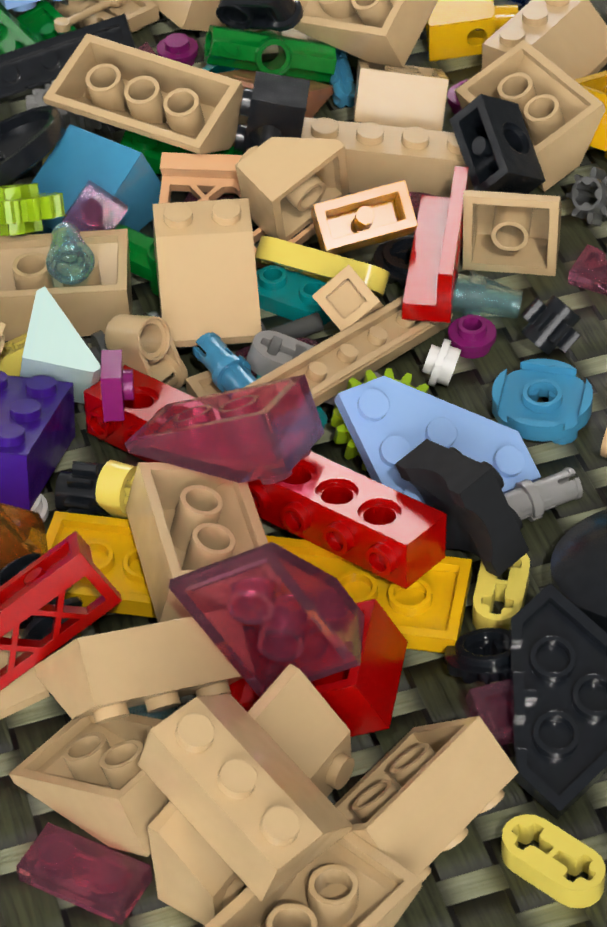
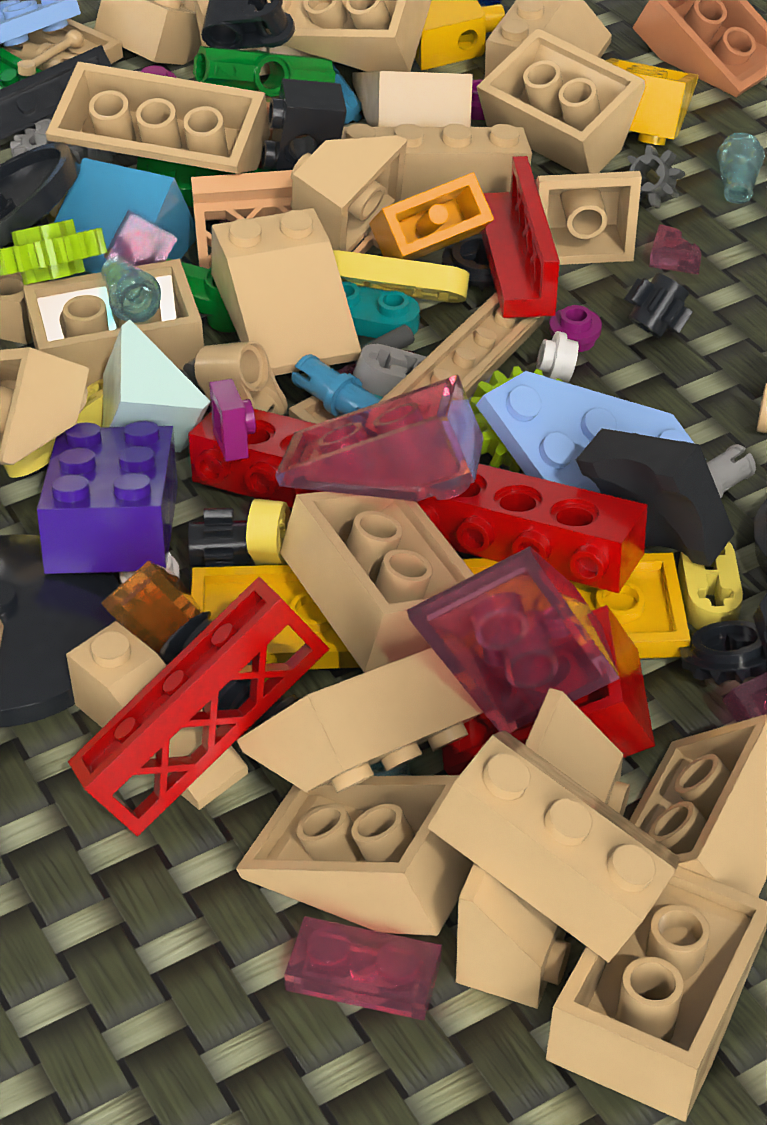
camera: 15 degrees left, 0 degrees up
(346, 298) = (442, 305): tan brick -> none
(485, 297) = (584, 288): clear light blue cone -> none
(497, 146) = (547, 131): black brick -> none
(556, 420) = (701, 386): dark azure plate -> none

